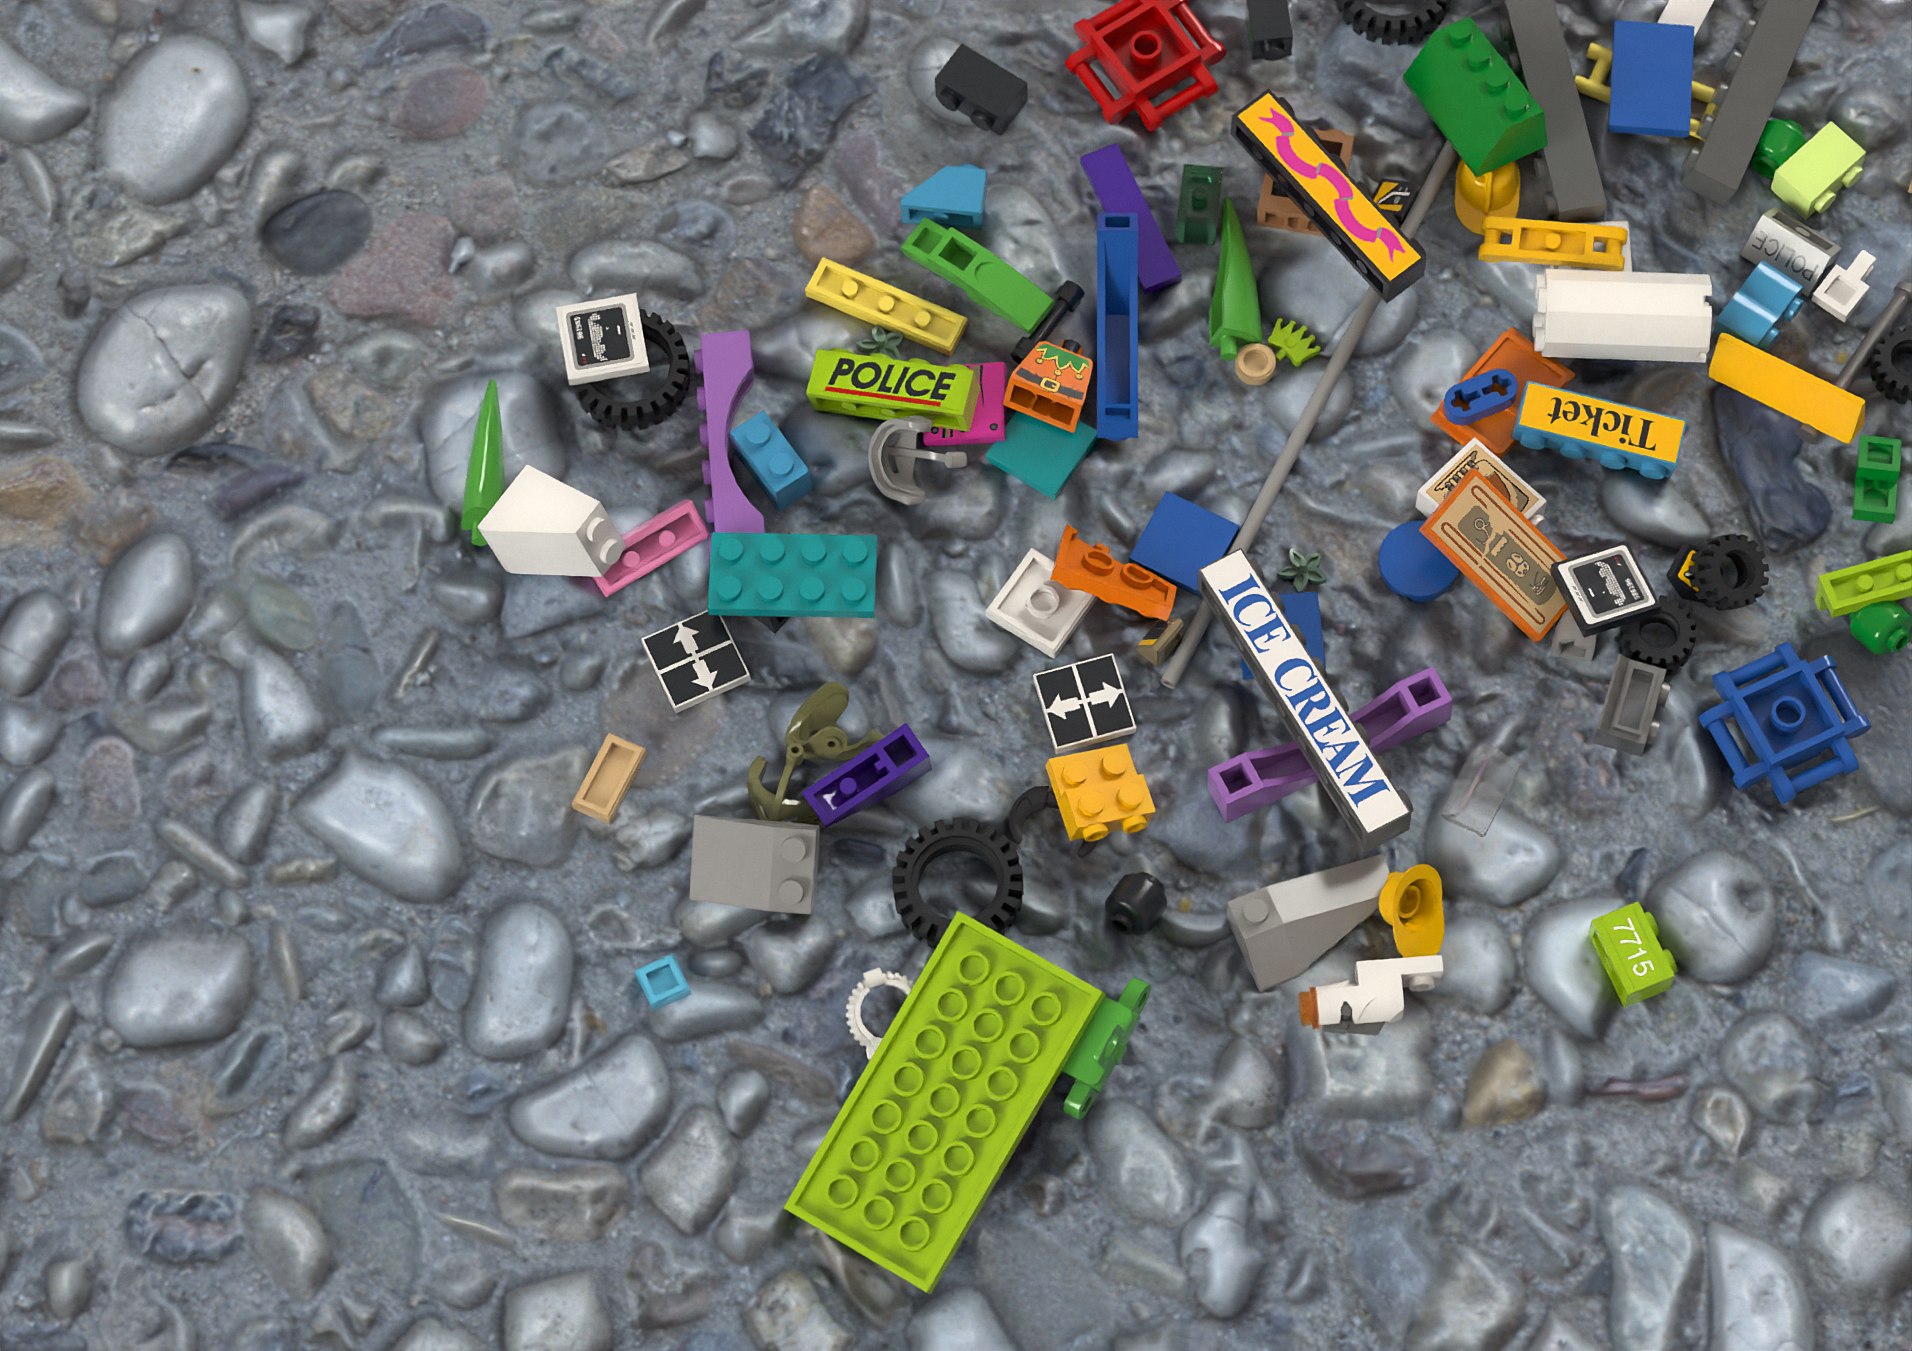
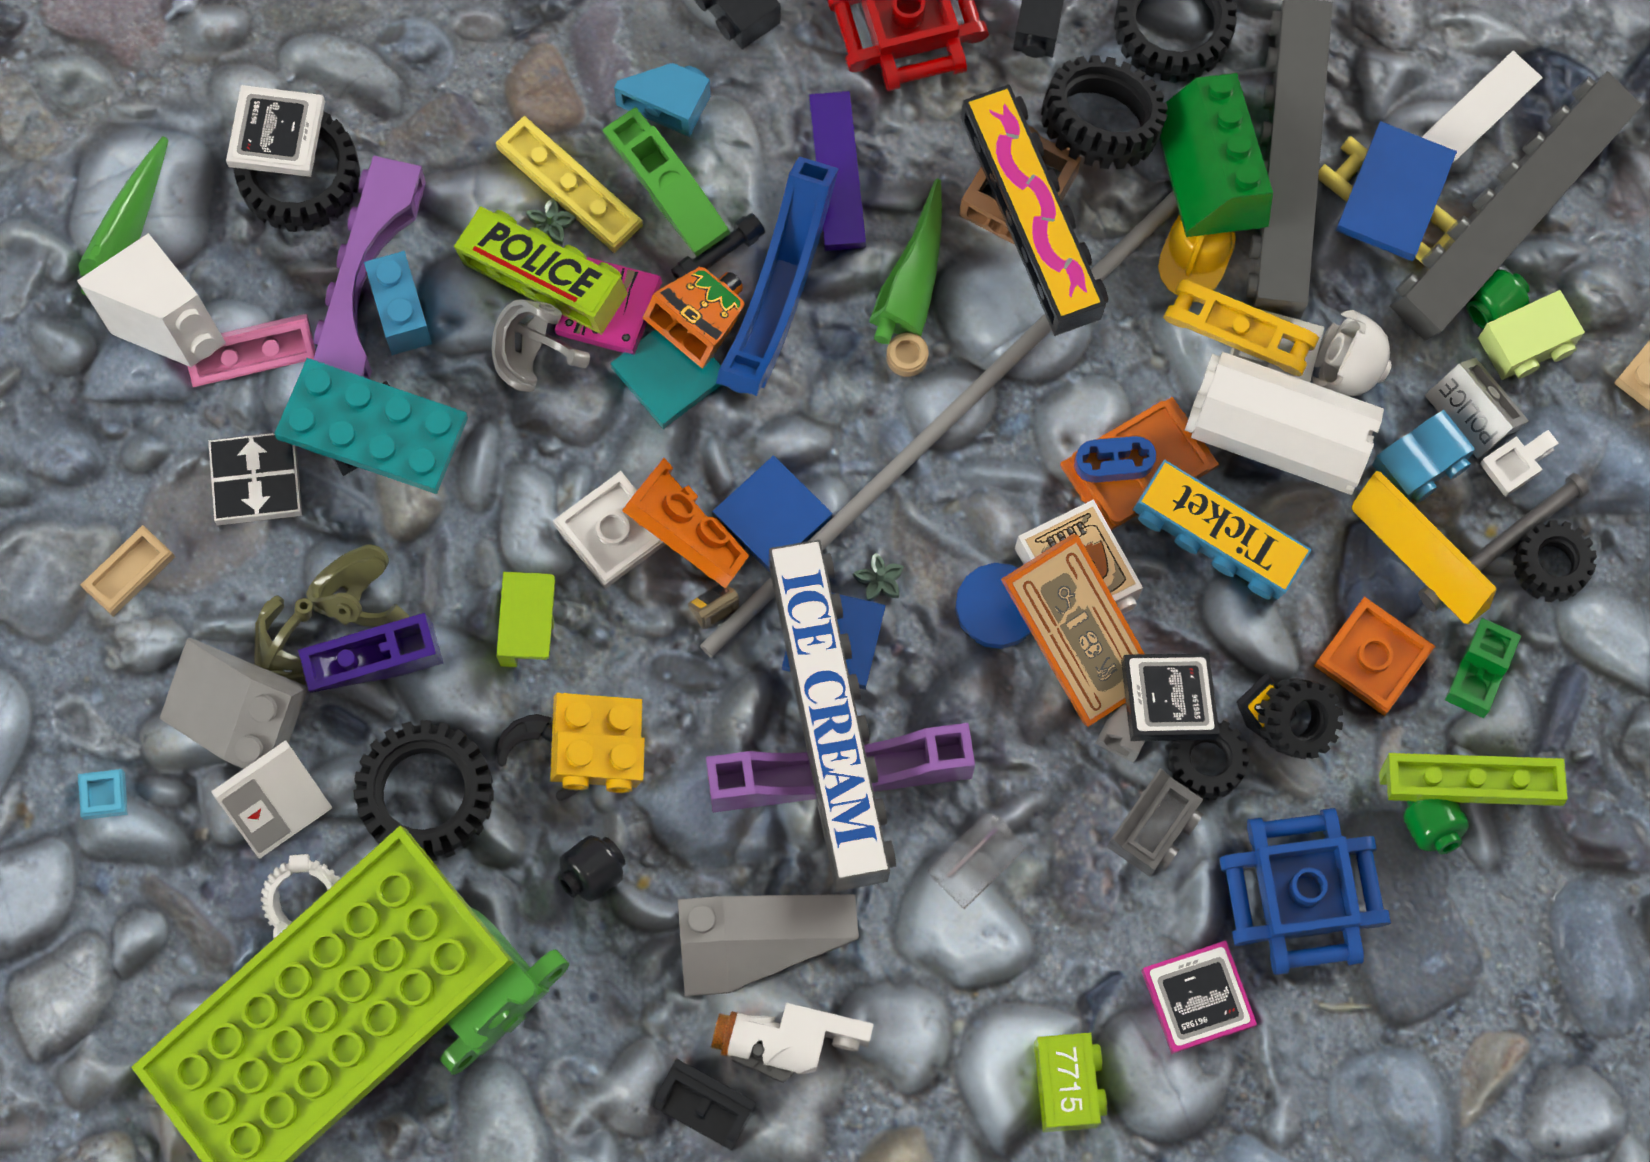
camera: 10 degrees right, 5 degrees up
(825, 933) = (272, 799): none -> white tile
(994, 702) = (525, 617): none -> lime panel
(1084, 703) = (616, 644): black tile -> none
(1199, 204) = (909, 177): clear green slope -> none
(1292, 344) = (950, 345): lime piece -> none
(1313, 1076) = (704, 1104): none -> black hinge
(1353, 117) = (1110, 81): none -> black tyre
(1396, 197) = (1101, 232): slope -> none
(1415, 910) = (864, 968): yellow piece -> none
(1663, 237) = (1353, 356): none -> white cylinder
(1722, 845) = (1198, 997): none -> tile
(1775, 499) = (1374, 656): none -> orange tile

